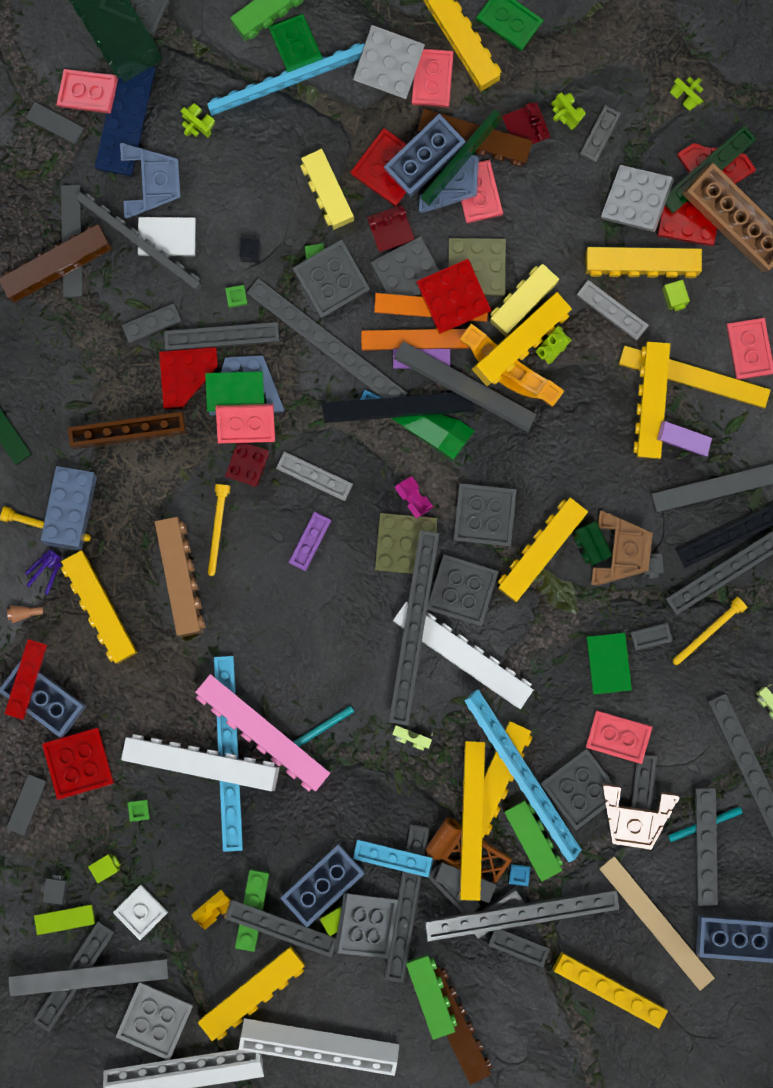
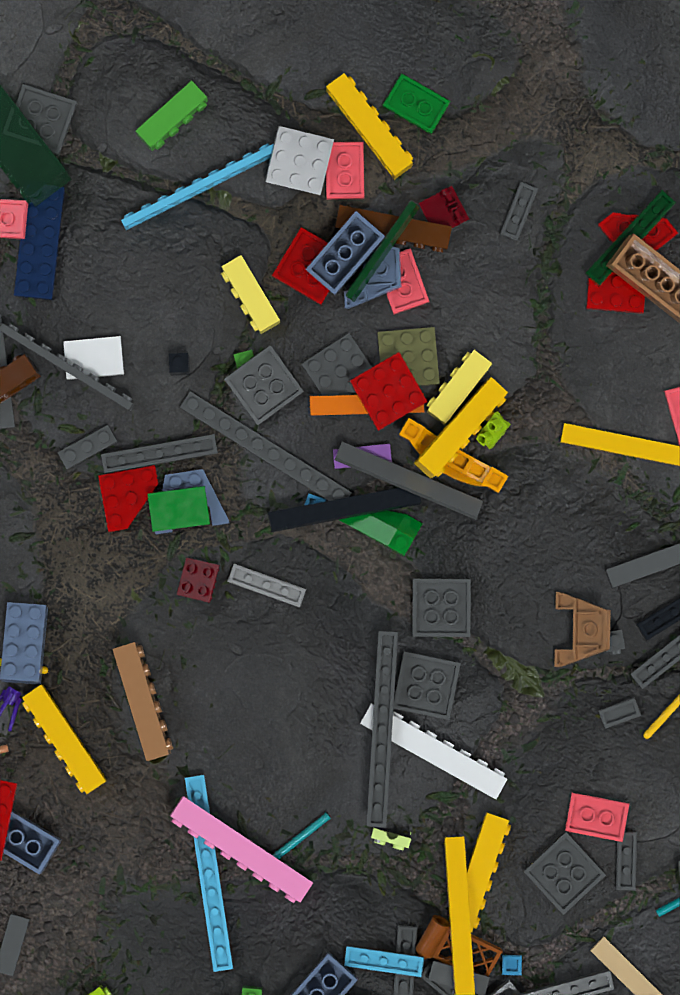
camera: 10 degrees left, 0 degrees up
(78, 763) = (59, 898): red plate -> none
(127, 430) = (74, 559): reddish brown brick -> none
(138, 810) = (125, 939): bright green plate -> none
(159, 179) = (80, 301): sand blue wing -> none
(191, 116) = (119, 242): lime hips -> none
(200, 763) = (182, 886): white brick -> none
(222, 492) = (176, 611): yellow piece -> none
(236, 296) = (170, 412): bright green plate -> none
(245, 423) = (192, 539): coral tile -> none
(295, 43) = (203, 149): green tile -> none
(310, 541) = (269, 651): medium lavender tile -> none
(390, 228) = (318, 327): dark red hinge -> none
(399, 541) = (359, 642): olive plate -> none
(417, 338) = (353, 436): orange tile -> none
(417, 504) = (363, 591): dark pink piece -> none
(523, 775) = (505, 866): medium azure plate -> none
(533, 841) = (521, 929): bright green brick -> none
(542, 550) = (502, 637): yellow brick -> none
(565, 111) = (482, 193): lime hips -> none
(592, 544) = (552, 626): dark green brick -> none
(609, 663) = (580, 744): green tile -> none
(612, 310) = (548, 388): light grey tile -> none
(634, 825) = (622, 904): wing -> none
(637, 198) = (562, 273): light grey plate -> none
(643, 262) = (574, 336): yellow brick -> none
(652, 399) = (597, 476): yellow brick -> none
(676, 295) = (610, 368): lime brick -> none
(684, 438) = (633, 511): medium lavender tile -> none
(693, 99) = (595, 156): lime hips -> none

